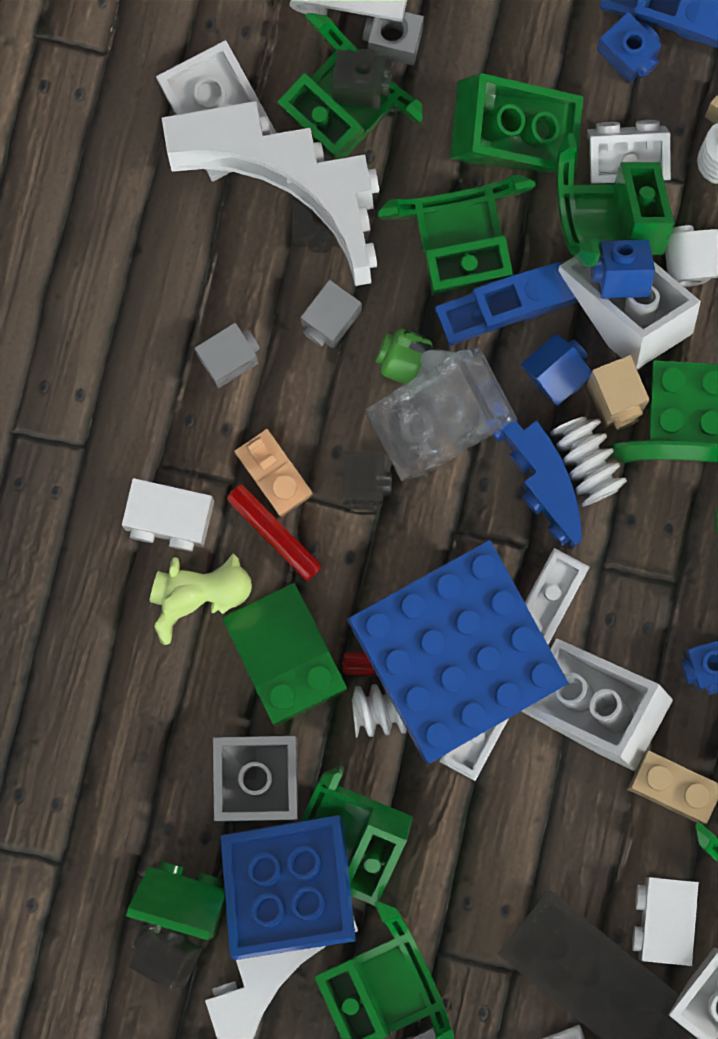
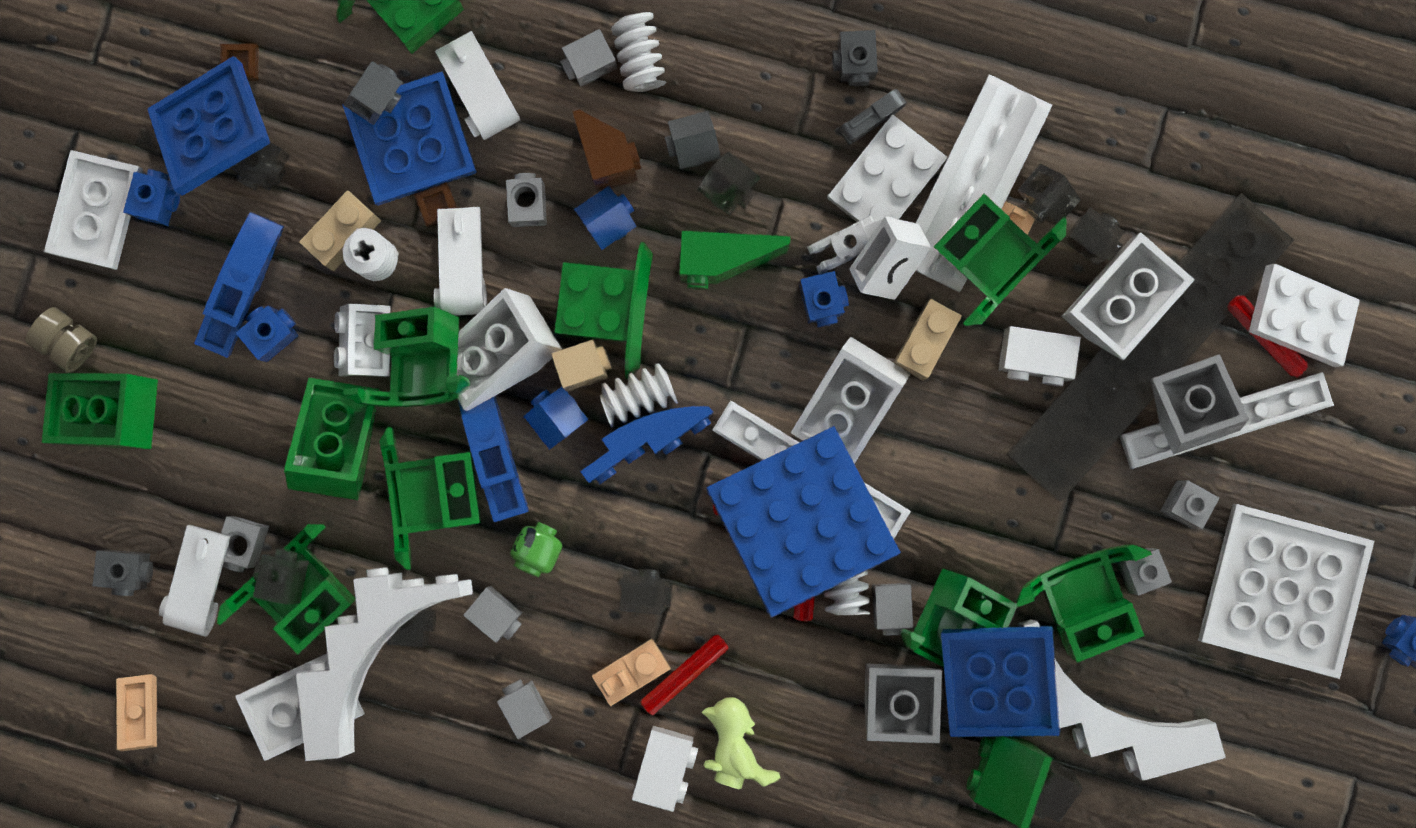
camera: 90 degrees left, 5 degrees up
(284, 654) = (793, 671): green slope -> none
(364, 763) = (892, 607): none -> light grey brick
(440, 411) = (589, 523): clear piece -> none
(624, 269) = (472, 353): blue brick -> none

